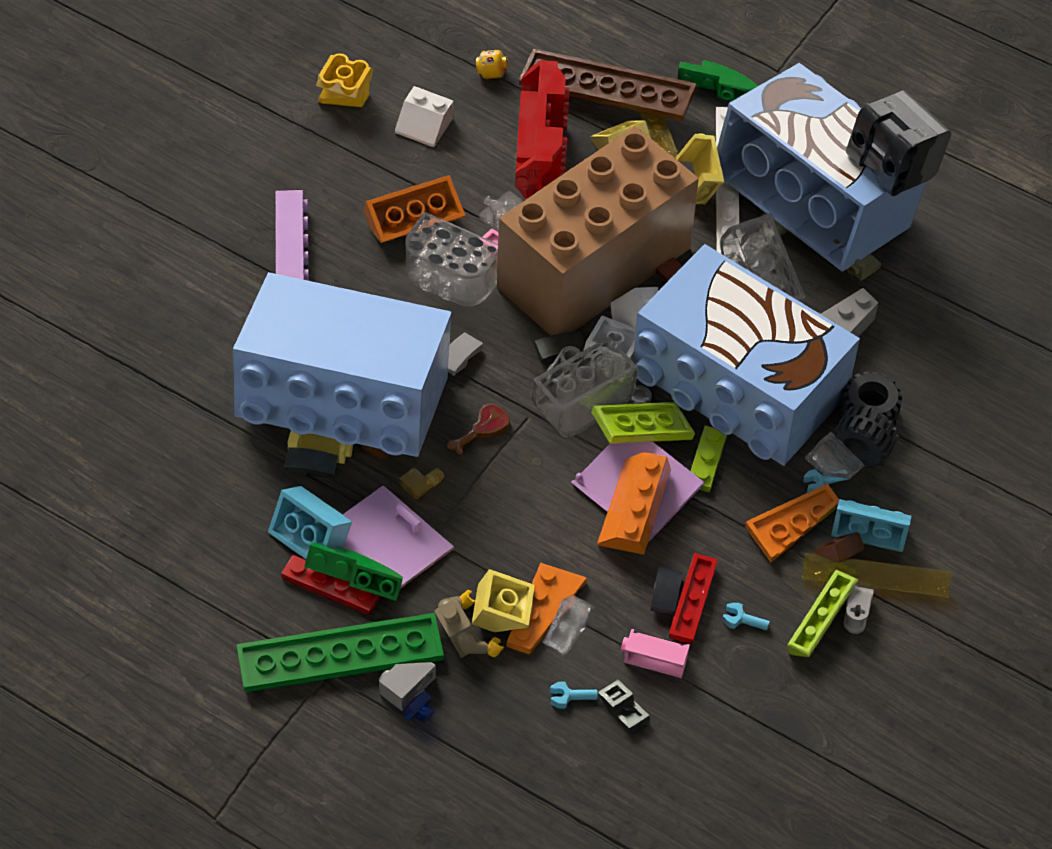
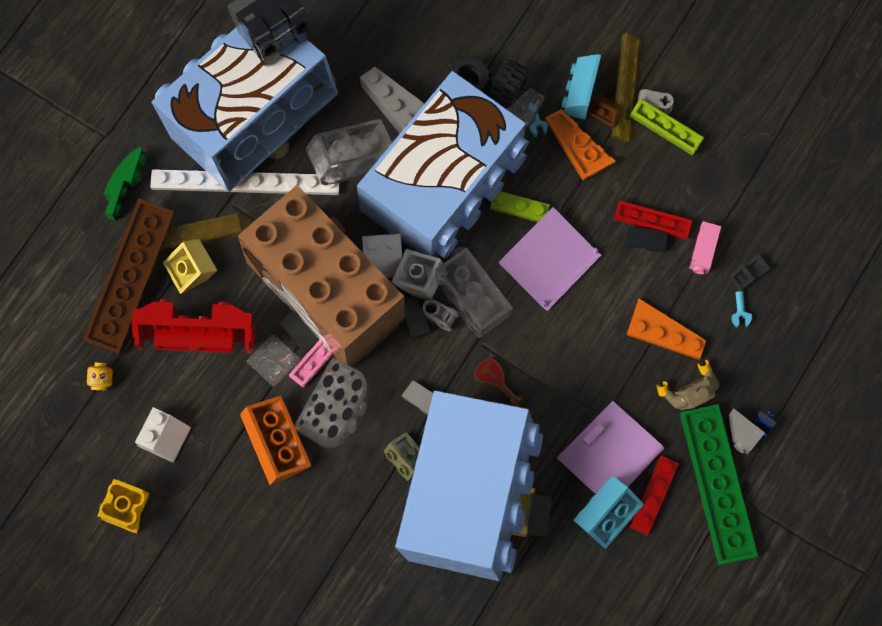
camera: 90 degrees left, 20 degrees up
(290, 234) = (316, 545): lavender brick -> none
(356, 568) = (652, 466): green slope -> none
(417, 484) = (556, 428): clear yellow piece -> none
(502, 603) = (671, 359): light yellow slope -> none
(568, 623) = (682, 310): clear slope -> none
(635, 503) = (575, 259): orange slope -> none
(642, 422) = (498, 251): lime tile -> none
(703, 154) = (234, 193): light yellow panel -> none
(741, 617) = (665, 186): medium azure bar -> none

